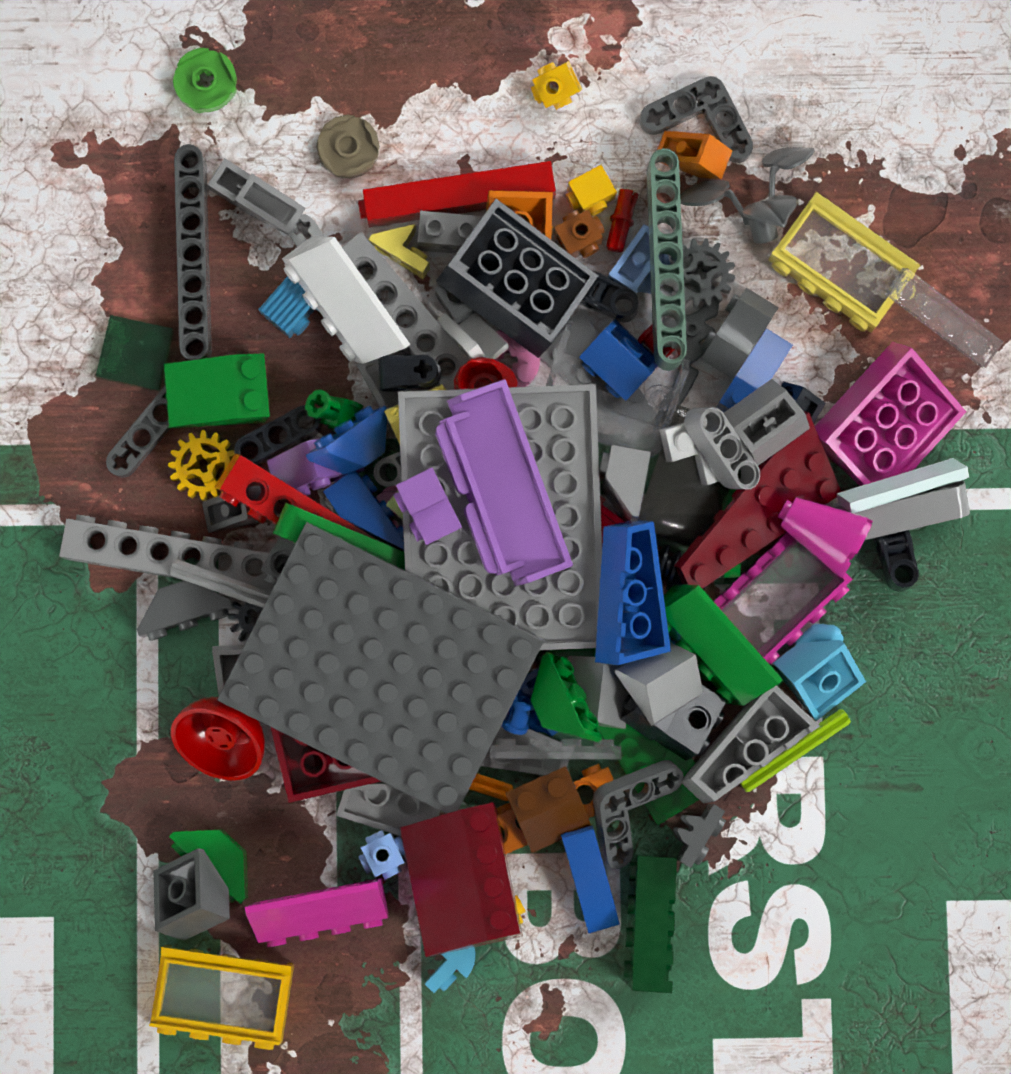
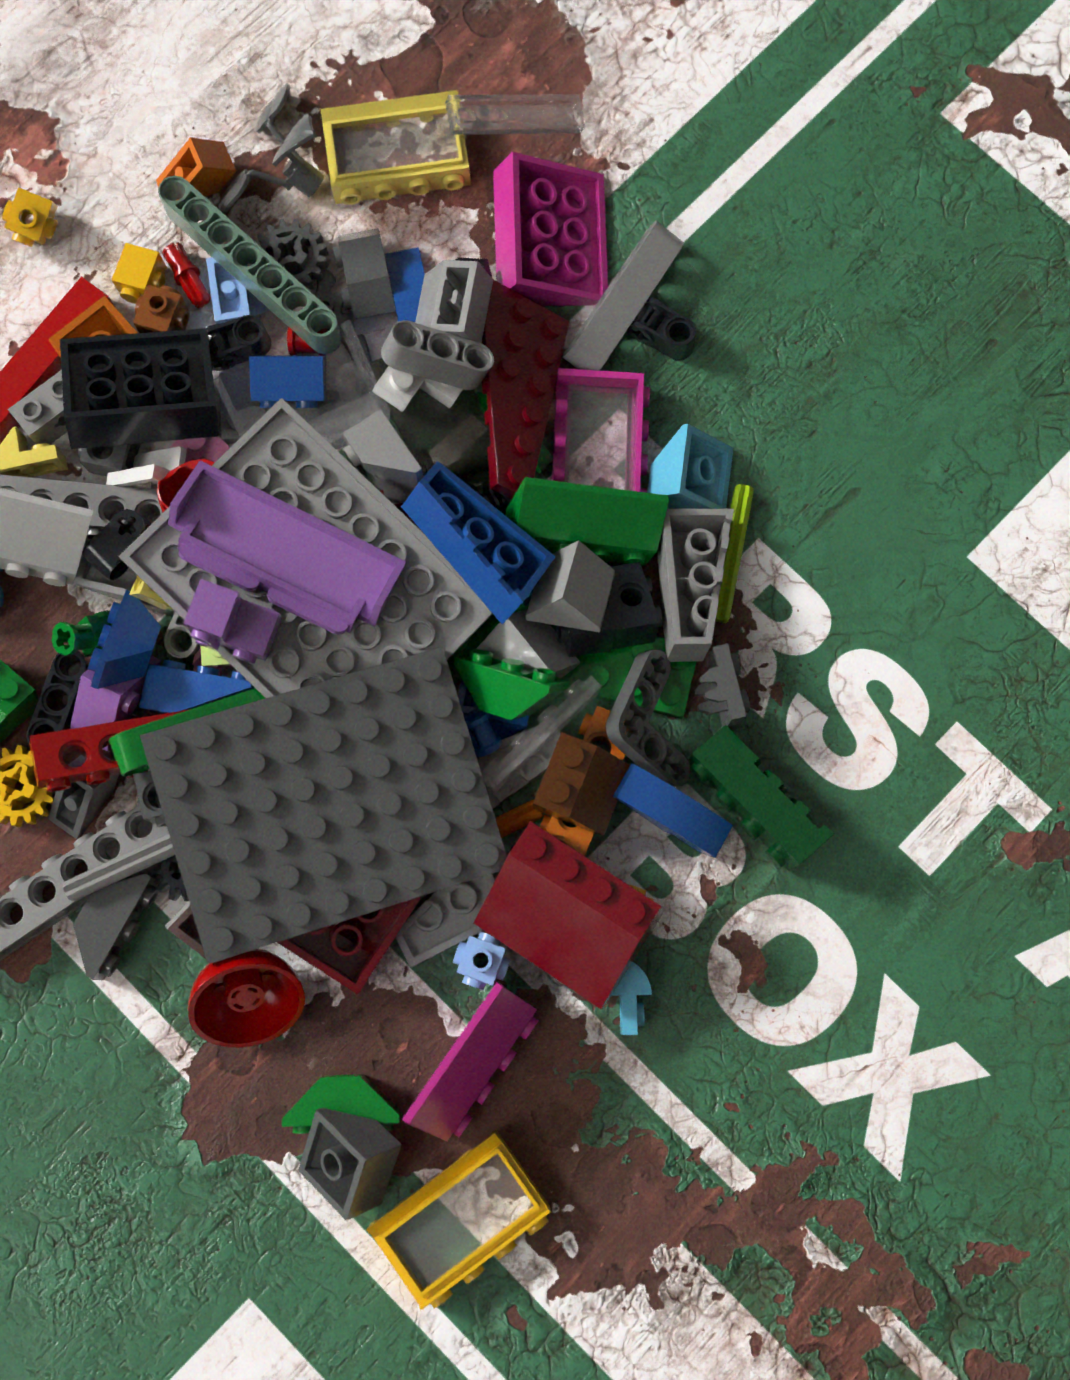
camera: 40 degrees left, 5 degrees down
(710, 108) = (173, 131): dark grey beam -> none
(819, 633) = (658, 442): medium azure arm -> none
(826, 531) = (587, 349): dark pink cone -> none
(903, 485) = (610, 268): light aqua tile -> none

